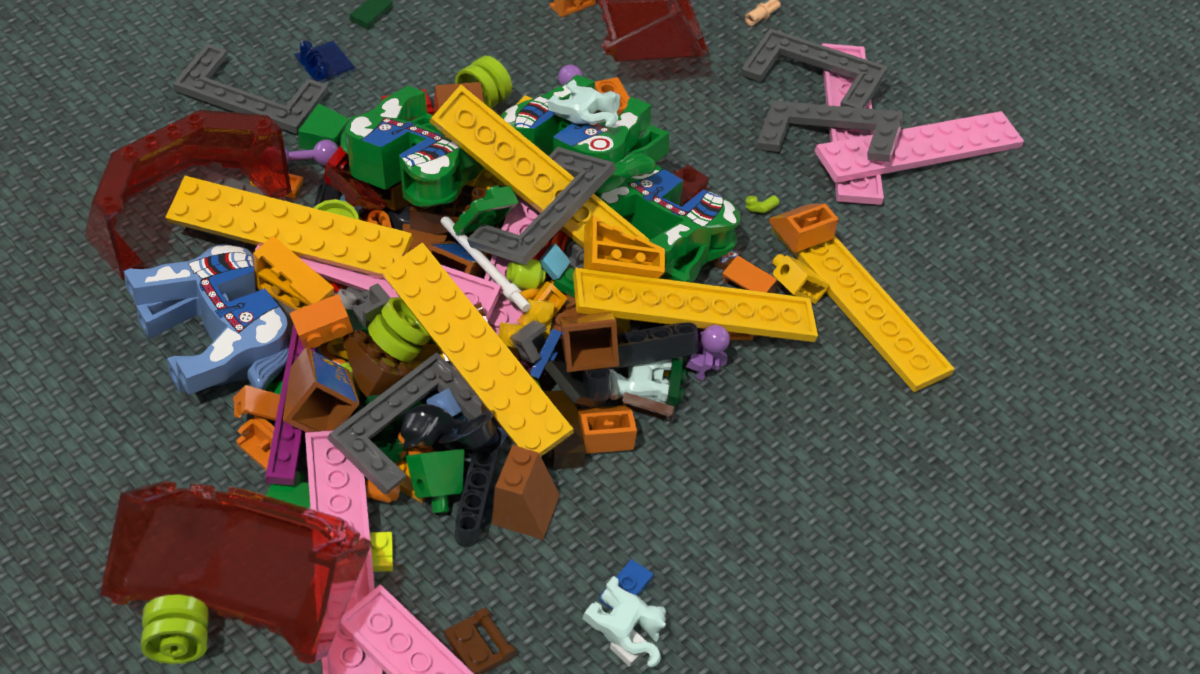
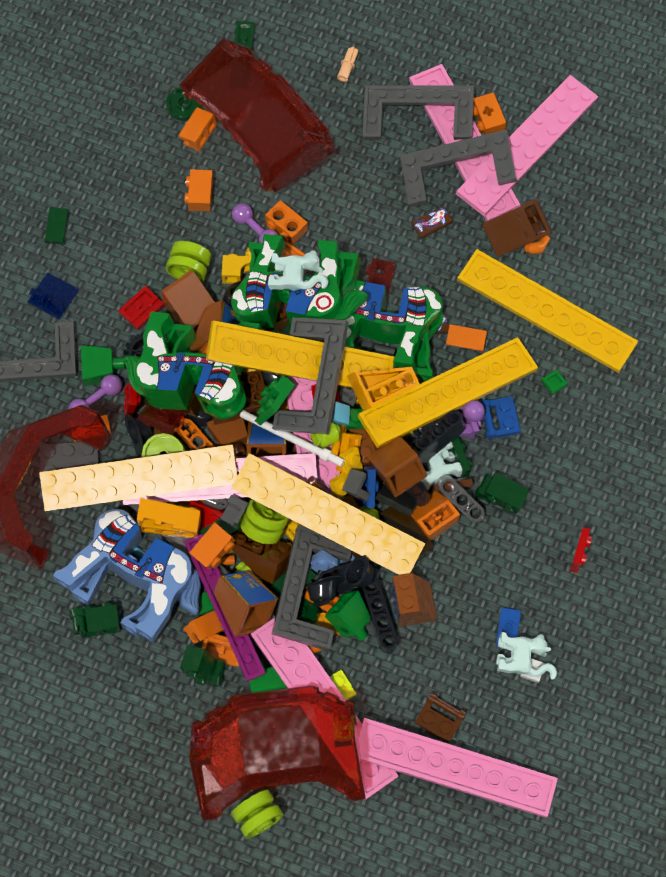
camera: 20 degrees left, 20 degrees up
(141, 348) = (95, 620): none -> dark green hinge
(226, 444) = (202, 667): none -> dark green hinge
(347, 298) = (210, 513): light grey plate -> none
(539, 41) = (200, 190): none -> orange brick
(648, 406) = (465, 506): none -> dark grey beam
(704, 441) = (502, 492): none -> dark green hinge
(753, 372) = (506, 417): none -> blue plate
(754, 205) = (441, 263): lime arm -> none
(766, 541) = (580, 557): none -> red plate
(773, 169) = (432, 222): none -> tile
(793, 276) = (499, 320): yellow torso -> none
(806, 226) = (482, 272): orange slope -> none
(830, 367) = (554, 382): none -> green tile
(868, 205) = (516, 227): none -> reddish brown slope
(882, 238) = (537, 247): none -> orange arm
(891, 98) = (488, 114): none -> orange brick

